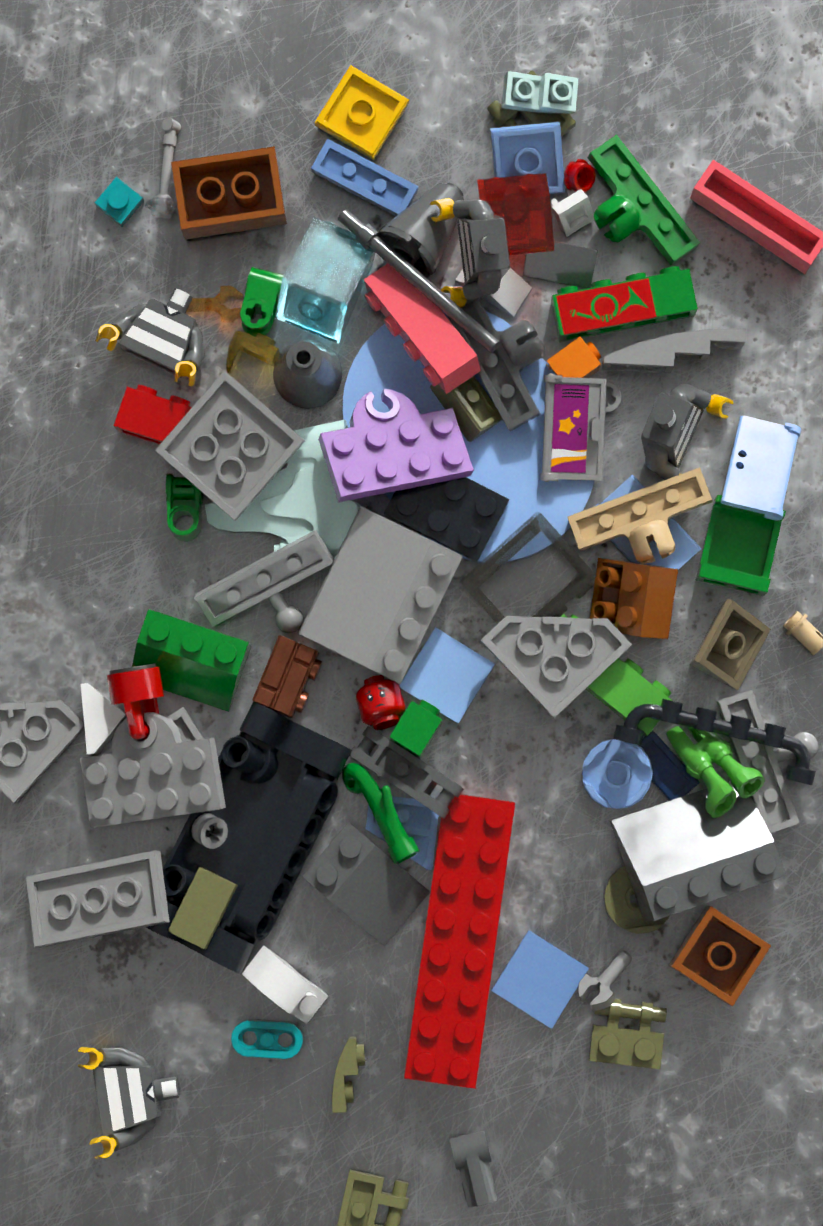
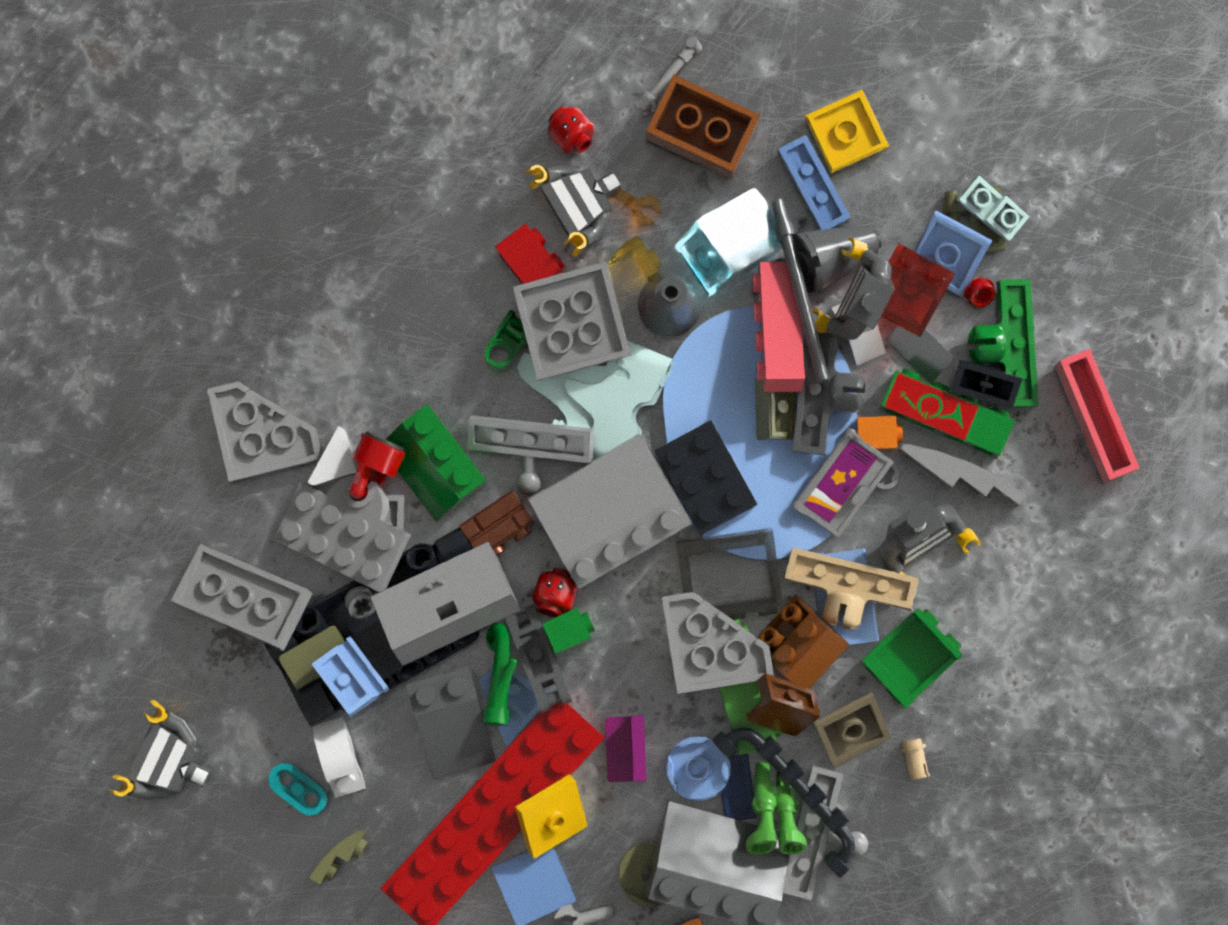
camera: 30 degrees right, 0 degrees up
(111, 275) = (570, 129): none -> red head
(119, 201) = (615, 77): teal plate -> none
(246, 904) = (350, 677): none -> light blue plate
(261, 298) = (673, 222): green piece -> none
(288, 779) = (445, 603): none -> light grey brick
(393, 448) = (694, 407): plate -> none
(447, 675) = (619, 606): light blue tile -> none
(515, 906) = (551, 816): none -> yellow plate
(540, 800) = (625, 749): none -> magenta panel
(573, 211) = (956, 316): white tile -> none
(641, 253) = (986, 383): none -> black slope
(659, 663) = (784, 706): none -> reddish brown panel
(762, 476) = (961, 617): door -> none

